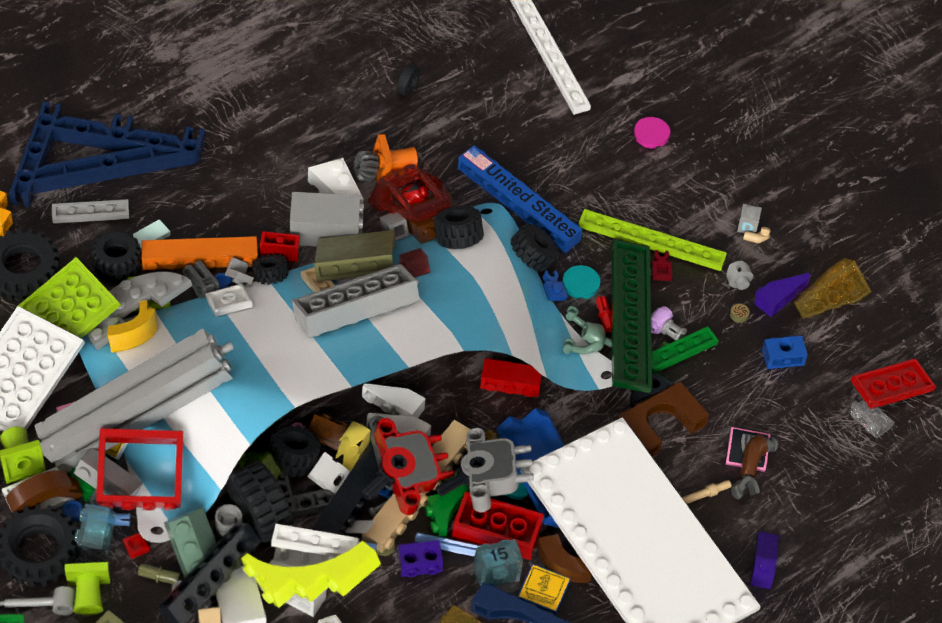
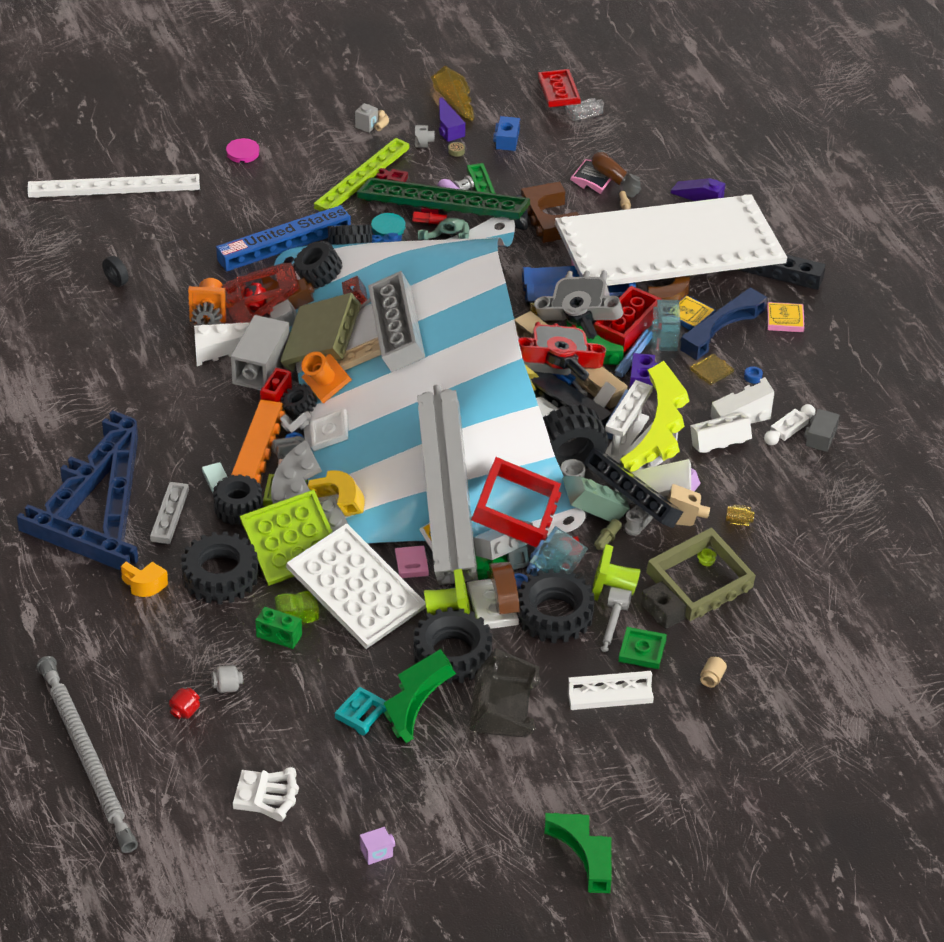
camera: 70 degrees left, 10 degrees down
(292, 273) = (323, 375): none -> orange plant

